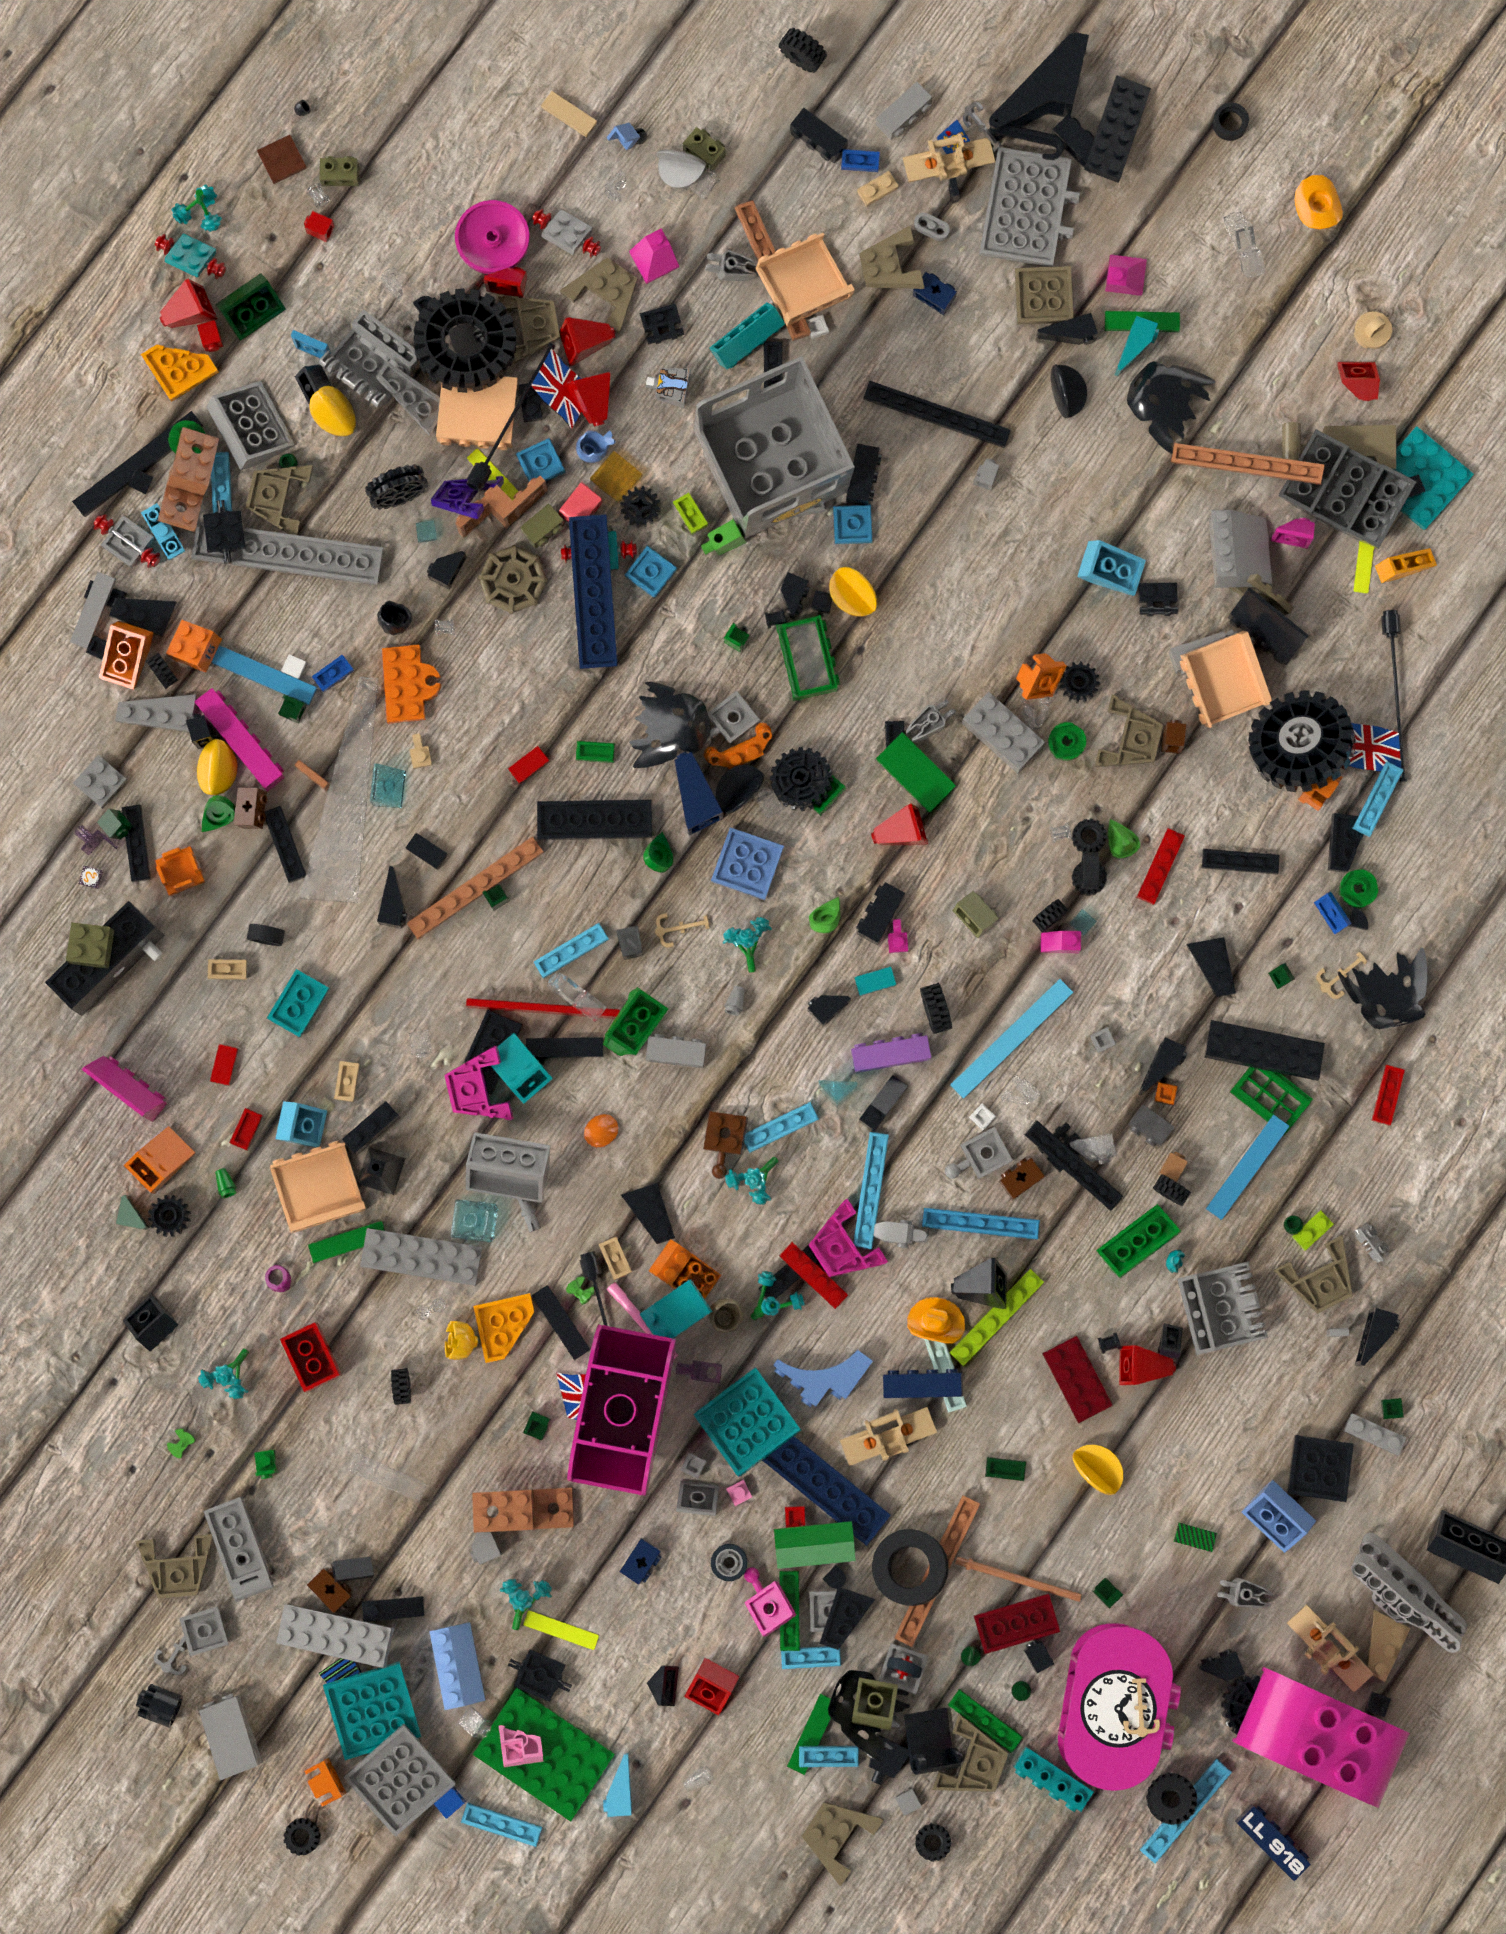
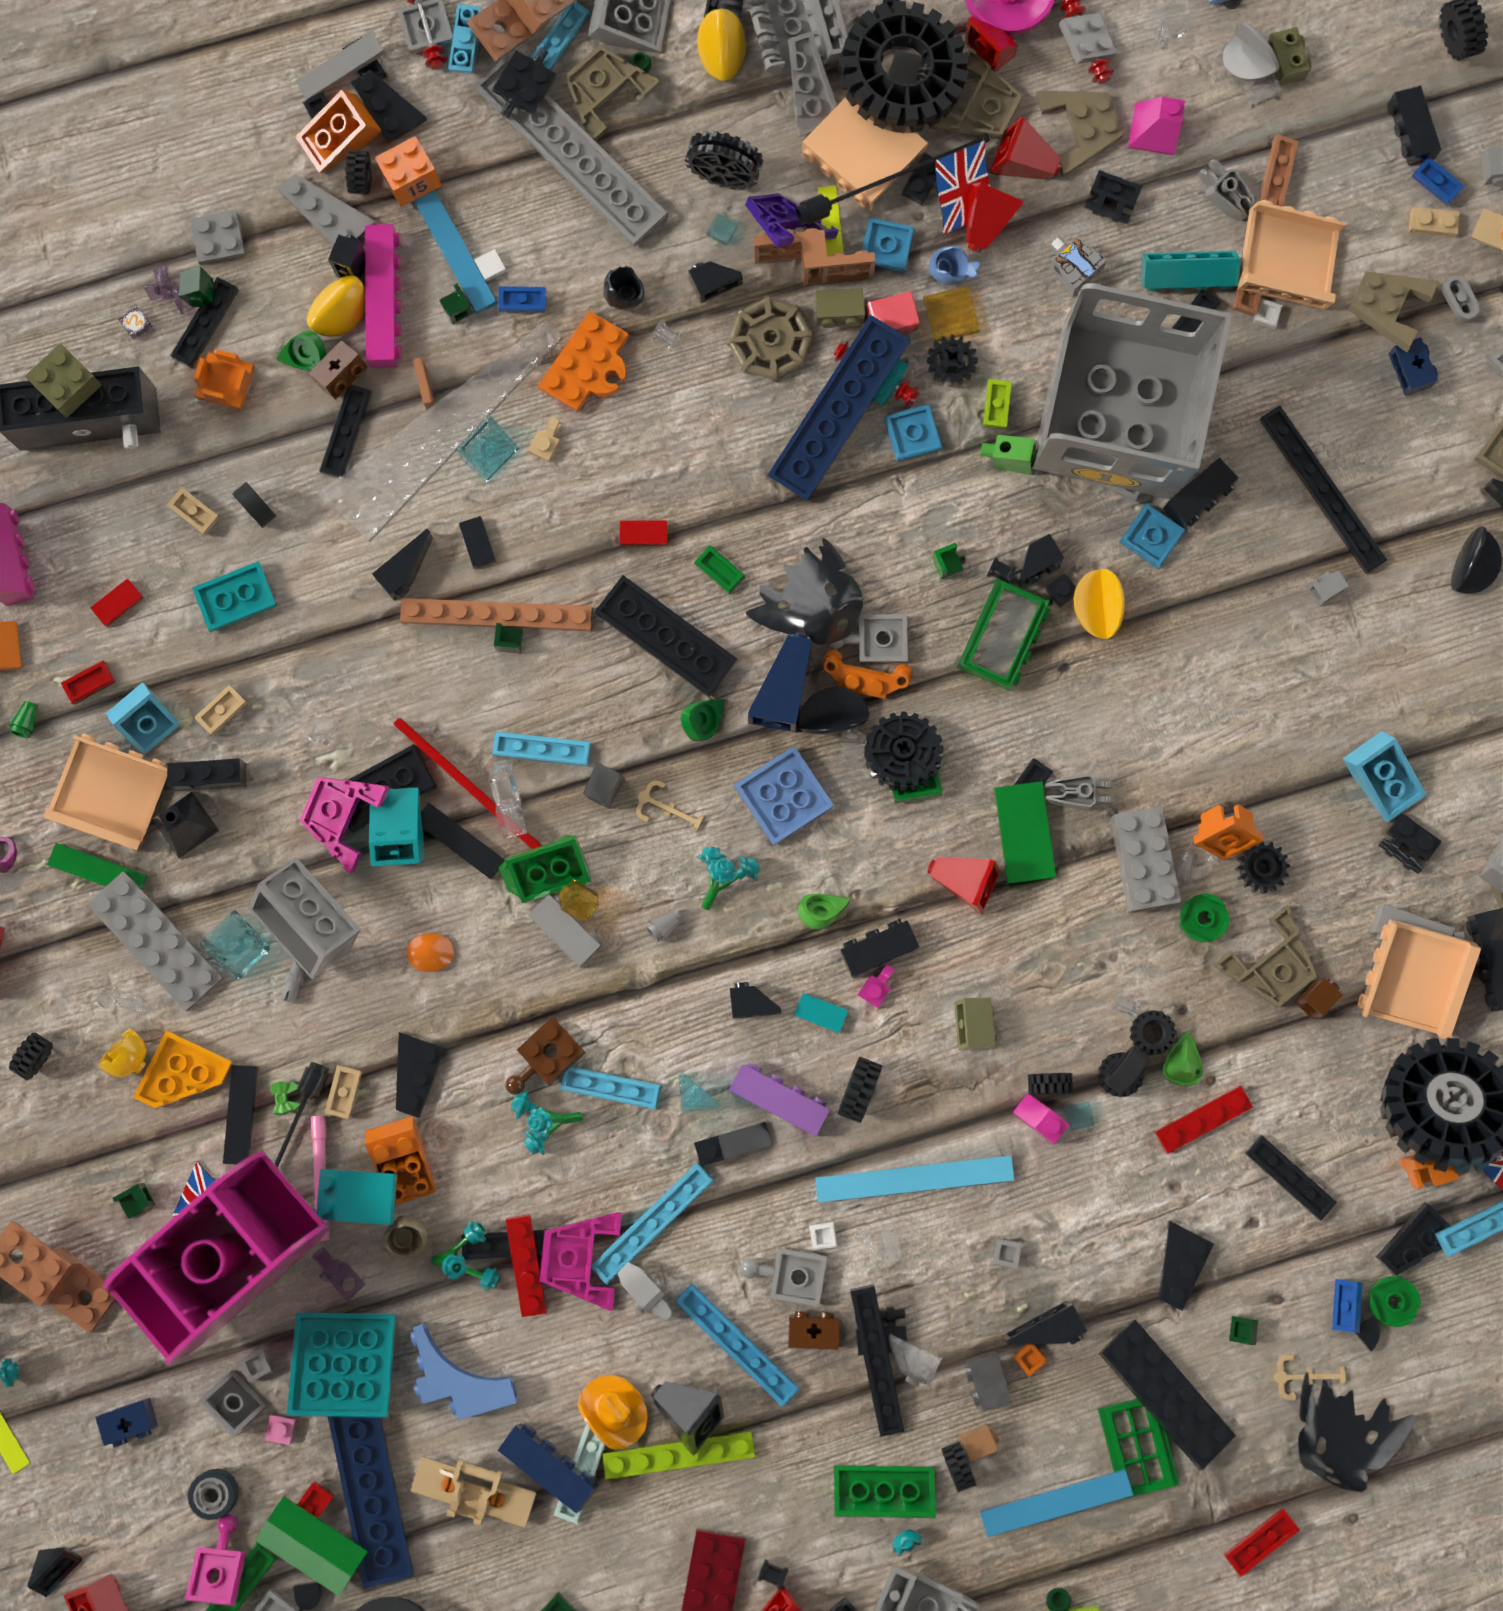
camera: 35 degrees right, 0 degrees up
(670, 1026) = (578, 900): none -> clear yellow brick

